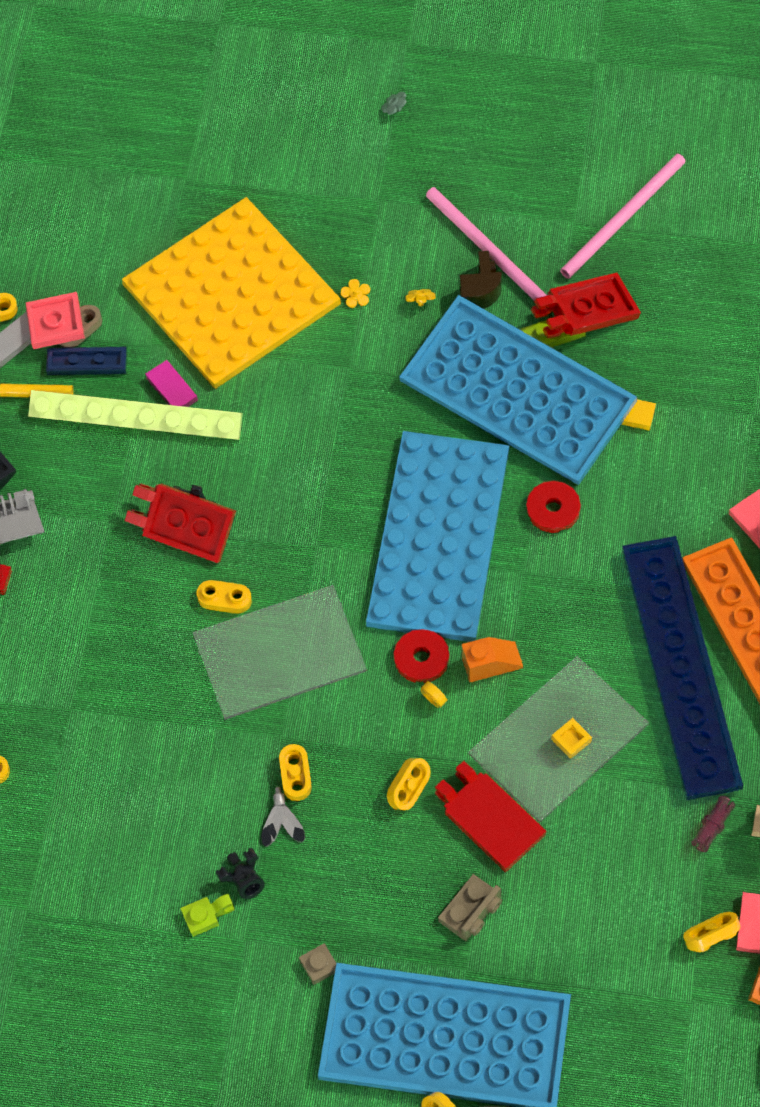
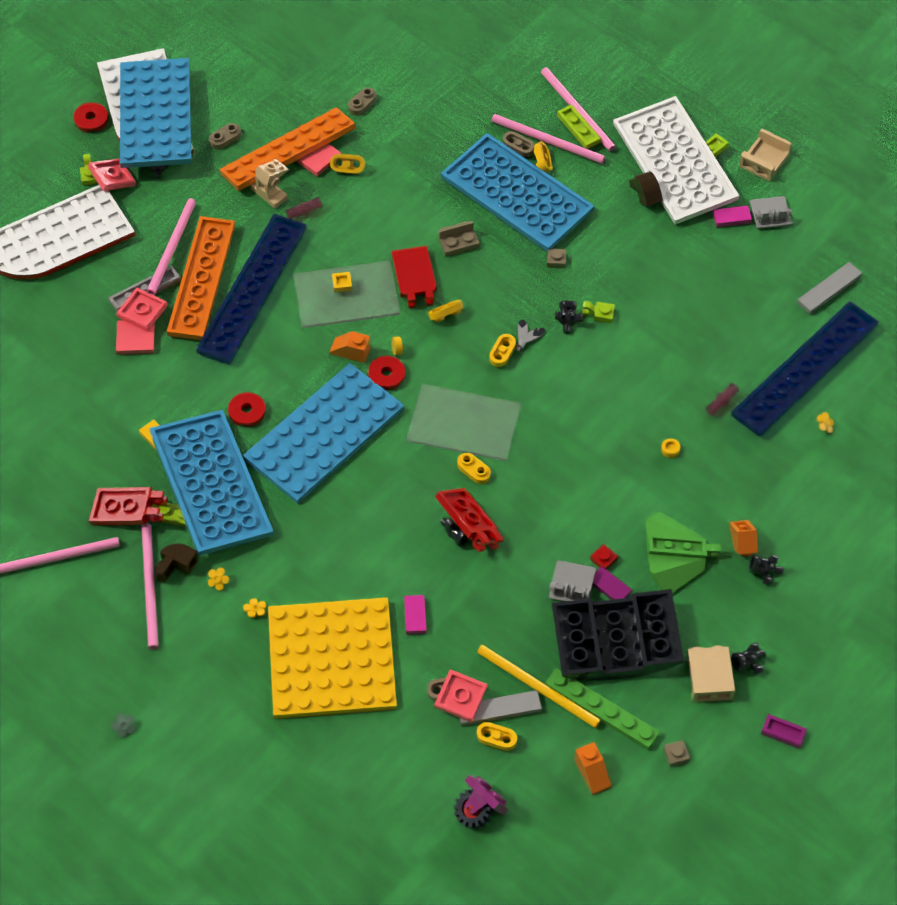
camera: 150 degrees left, 5 degrees down
(86, 361) = (447, 659): dark blue tile -> none
(135, 414) = (452, 606): yellowish green plate -> none

